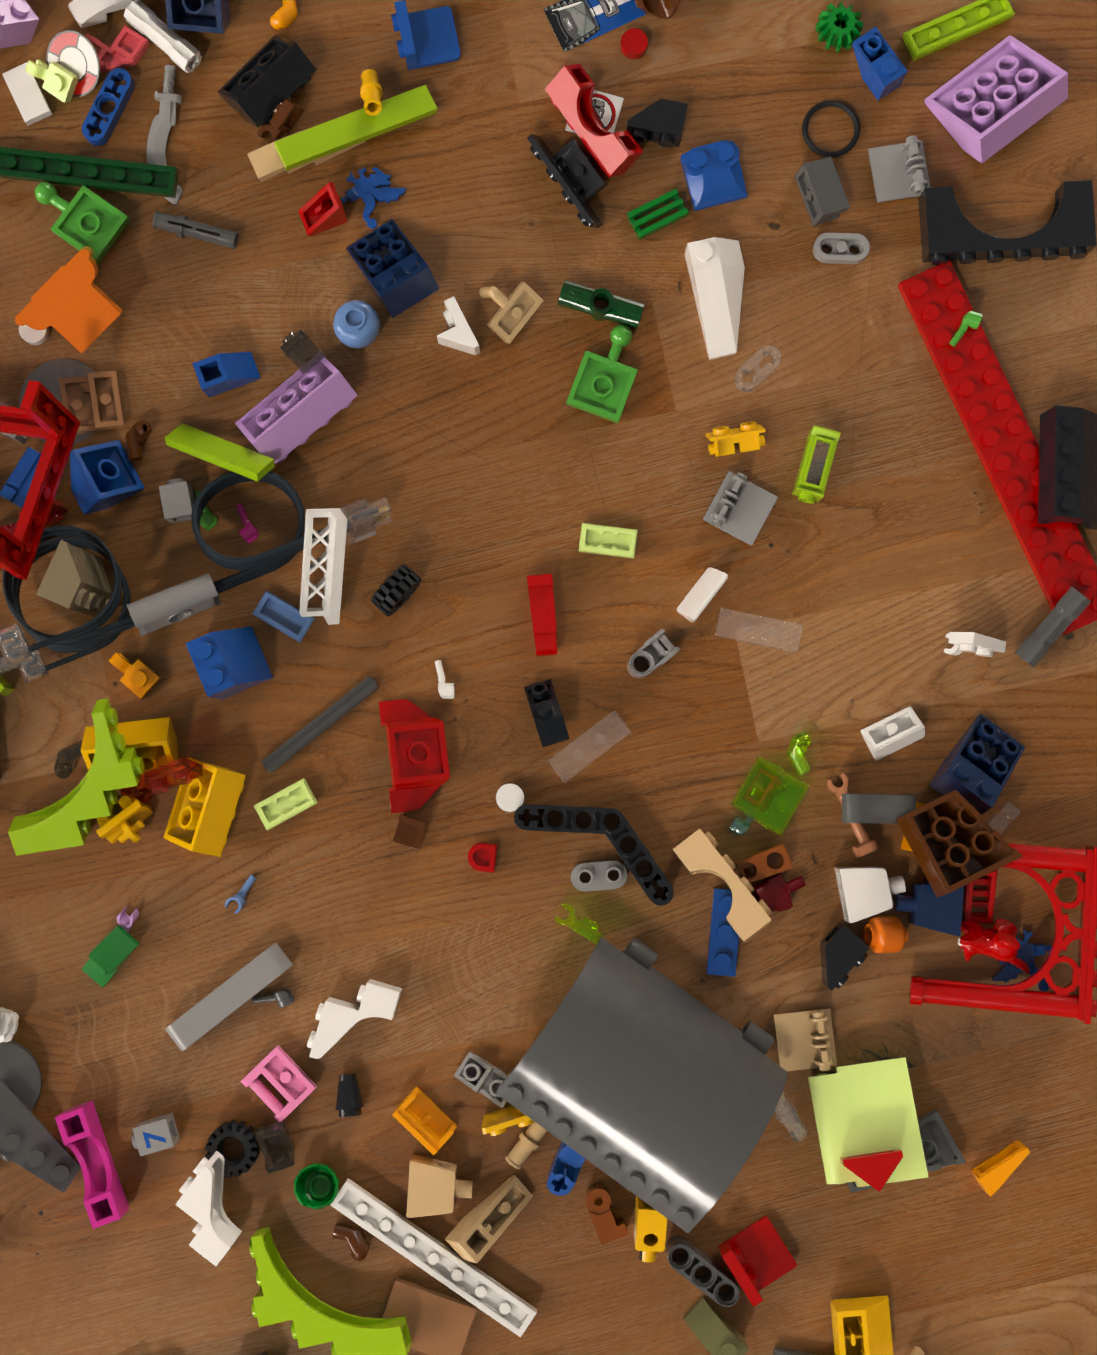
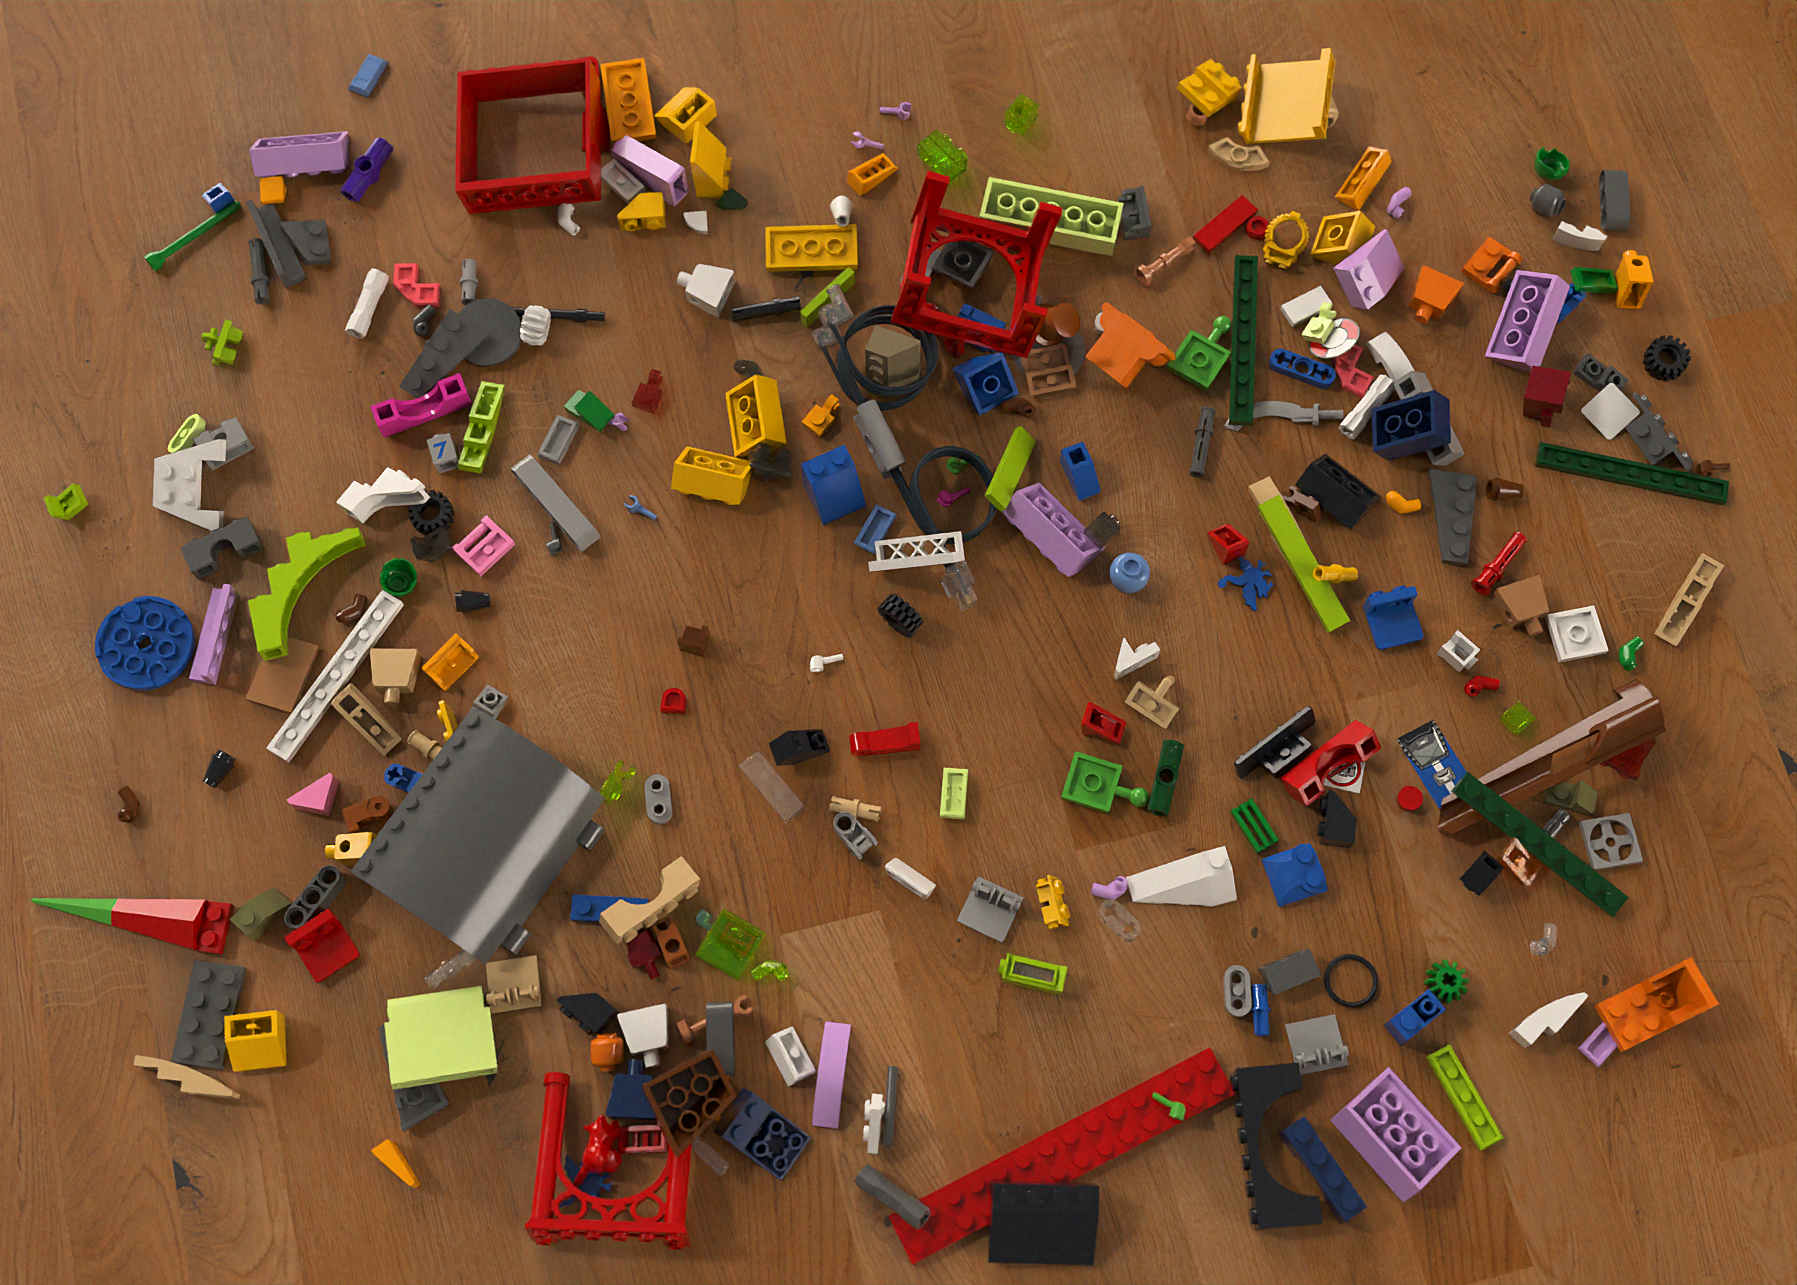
camera: 90 degrees right, 15 degrees down
(32, 369) = (1059, 323): none -> dark orange piece
(68, 819) = (699, 371): lime arch -> none
(94, 884) = (649, 396): none -> clear red plate
(123, 1088) = (481, 428): none -> lime slope
(126, 823) = (698, 416): yellow hips -> none
(145, 993) = (558, 440): none -> light grey tile
(164, 777) = (734, 438): clear red plate -> none
(177, 500) = (970, 438): light grey brick -> none
(197, 736) = (770, 466): none -> clear smoke hips
(285, 804) = (716, 539): yellowish green plate -> none
(320, 724) = (784, 563): dark grey axle -> none
(338, 1016) = (537, 589): white arch -> none
(393, 268) = (1182, 601): dark blue slope -> none
(415, 754) = (760, 638): red piece -> none
(509, 797) = (725, 721): white tile -> none
(536, 369) = (1102, 723): none -> red slope
(582, 1272) = (316, 797): none -> bright pink slope
(614, 835) = (692, 807): black beam -> none
(621, 652) = (855, 808): none -> tan pin
(725, 375) = (1112, 890): none -> lavender arm
(758, 630) = (880, 930): clear tile -> none
(861, 225) = (1260, 1010): none -> blue axle
(874, 1167) = (400, 1031): red slope -> none
(914, 688) = (831, 1075): none -> lavender slope
(947, 627) = (890, 1103): none -> dark grey bar
(1035, 173) = (1330, 1178): none -> dark blue arch

